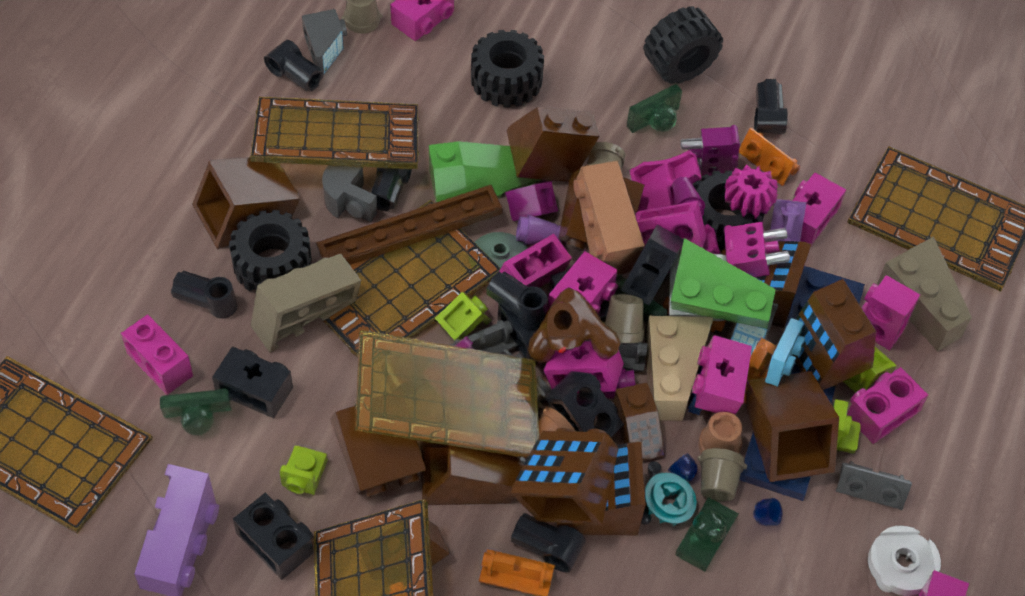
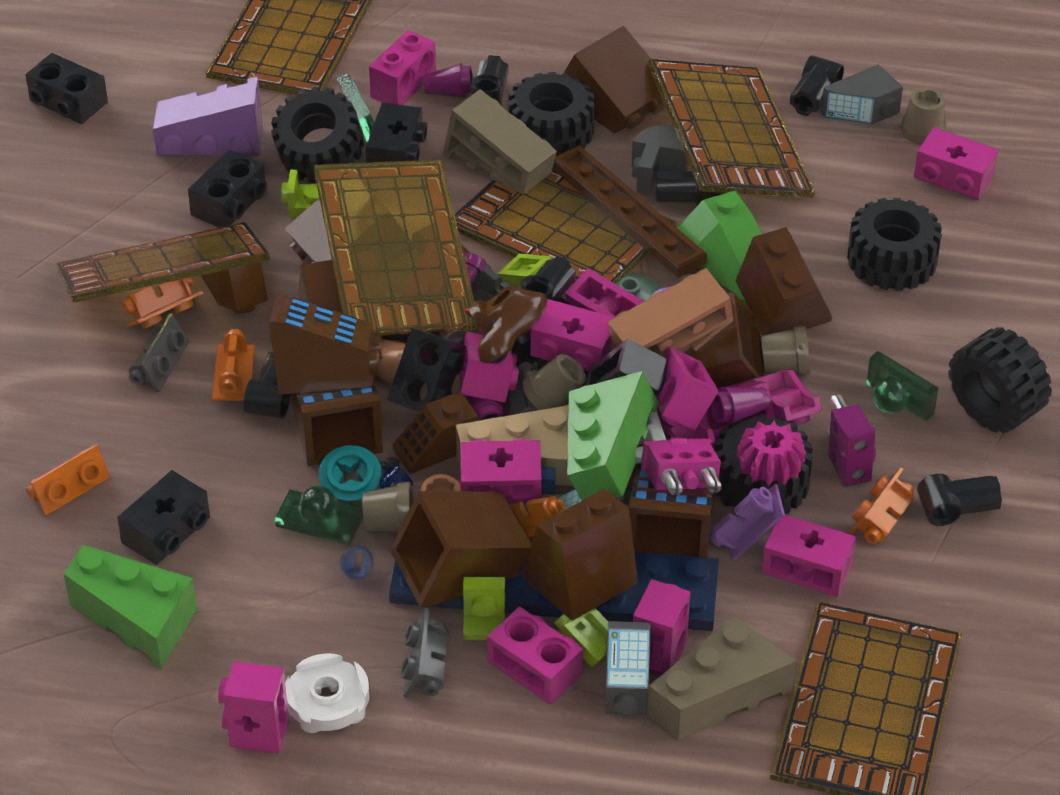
camera: 80 degrees right, 10 degrees down
(184, 320) = (449, 81): none -> magenta cone
(245, 413) = (312, 112): none -> black tyre
(782, 358) = (531, 502): medium azure plate -> none
(920, 345) = (627, 668): none -> slope

